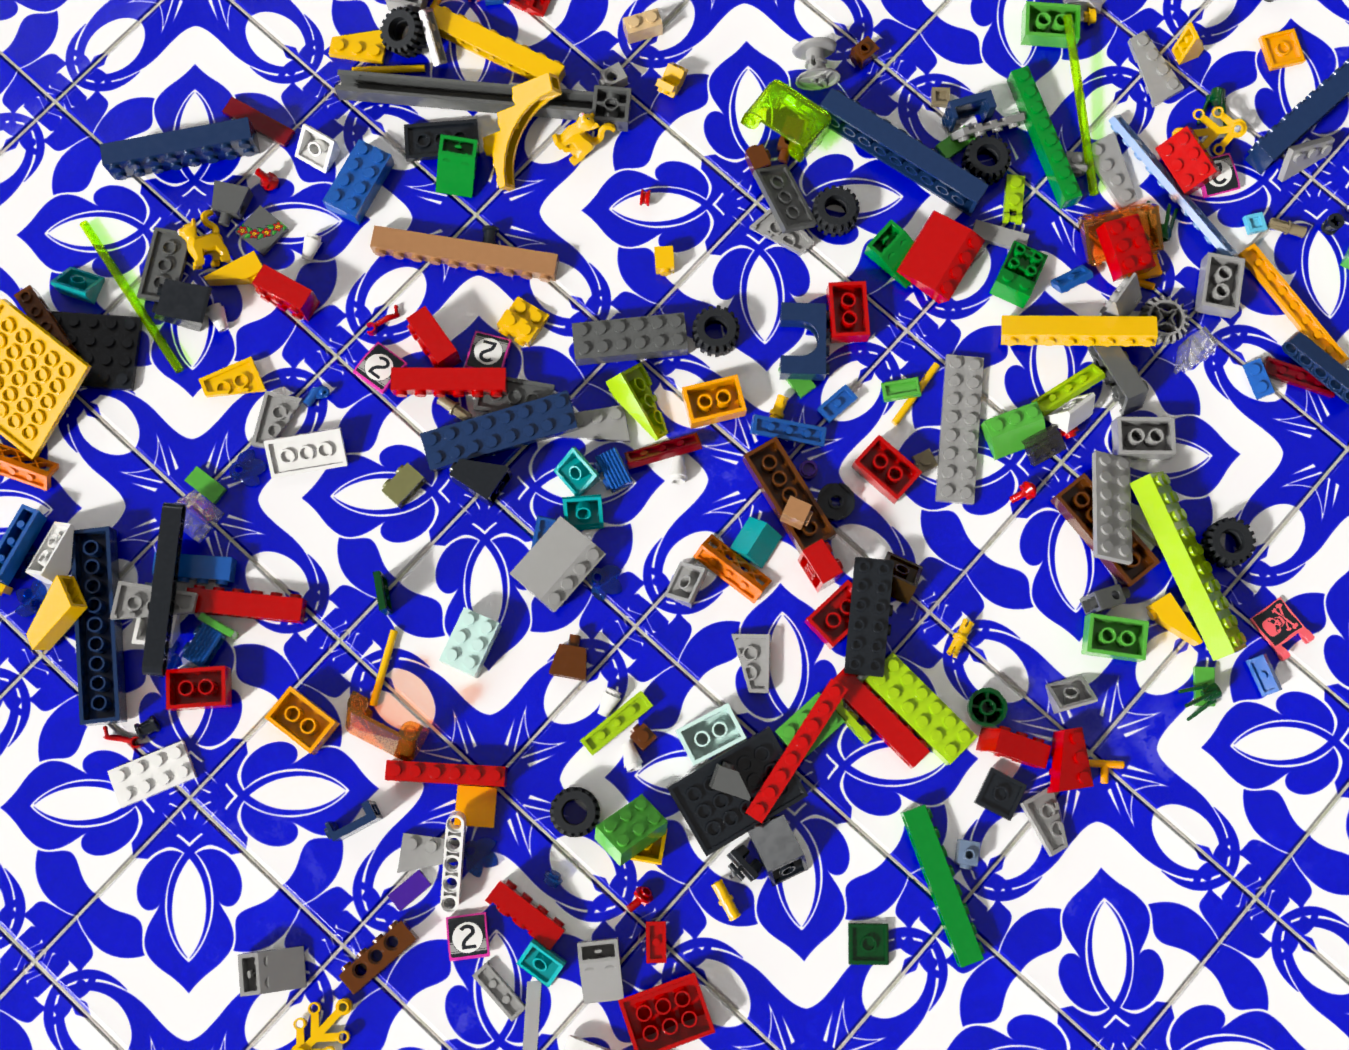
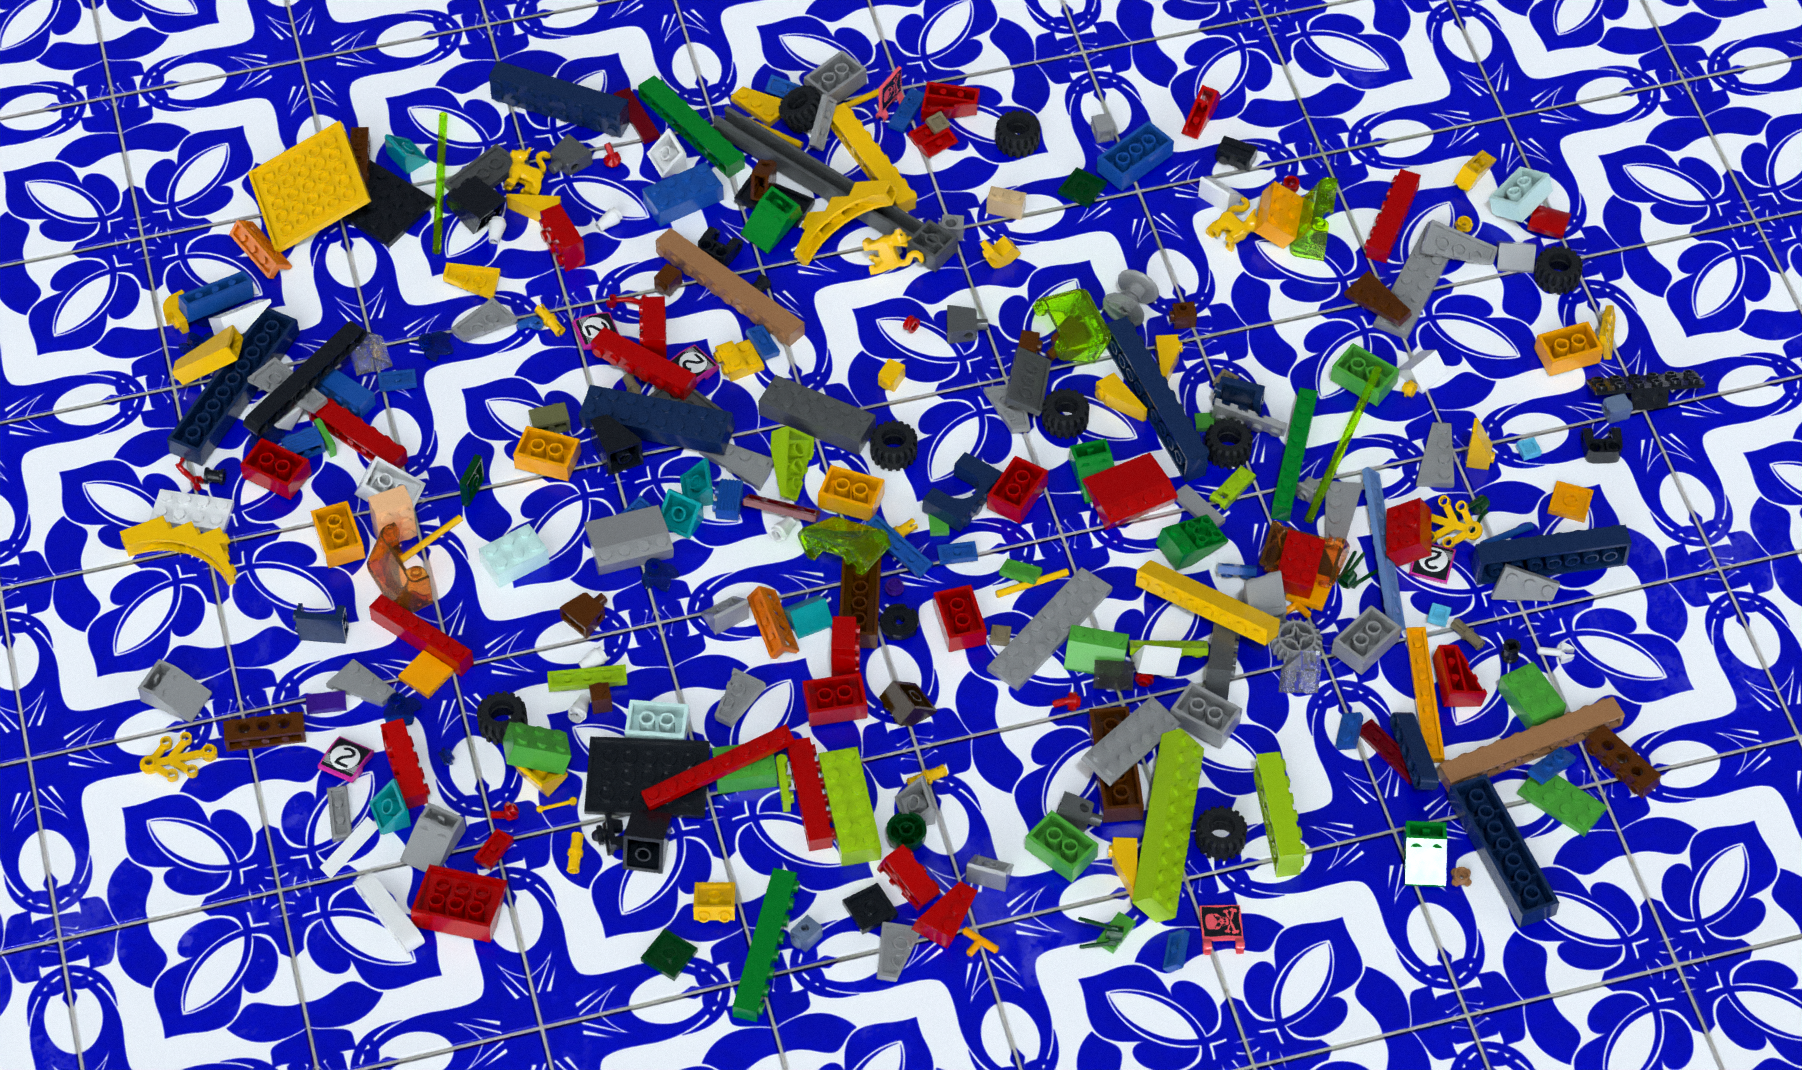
camera: 35 degrees right, 25 degrees down
(141, 820) = (160, 536): none -> yellow arch
(205, 485) = (393, 339): bright green tile -> none
(240, 526) = (397, 380): none -> blue plate
(262, 230) = (579, 190): dark grey tile -> none
(305, 452) = (490, 355): white plate -> none
(312, 641) = (384, 476): none -> white slope
(316, 105) = (691, 126): none -> green brick
(331, 381) = (549, 319): none -> yellow pin
(342, 677) = (392, 507): none -> light nougat brick
(369, 18) = (780, 86): none -> blue plate
(407, 279) = (668, 279): none -> reddish brown brick
(421, 123) = (763, 172): none -> reddish brown torso
(427, 221) = (722, 253): none -> black piece
(427, 523) = (547, 453): none -> light orange brick
(449, 870) = (378, 684): white beam -> none
(532, 293) = (762, 342): none -> blue plate
(686, 848) = (572, 801): none -> yellow hinge
(688, 171) = (963, 324): none -> dark grey torso
(729, 781) = (644, 757): dark grey slope -> none
(748, 457) = (845, 538): none -> clear neon green windscreen
(796, 513) = (850, 592): medium nougat brick -> none
(863, 166) = (1119, 397): none -> yellow slope
(869, 617) = (857, 708): black bracket -> none
(873, 872) = (714, 901): none -> yellow plate
(876, 98) = (1167, 353): none -> yellow slope
(971, 671) = (917, 799): none -> light grey slope
(1220, 18) = (1528, 448): none -> medium azure plate
(1257, 107) = (1510, 533): none -> blue bar
(1264, 498) = (1279, 814): none -> lime brick
(1309, 277) = (1455, 679): none -> red wedge

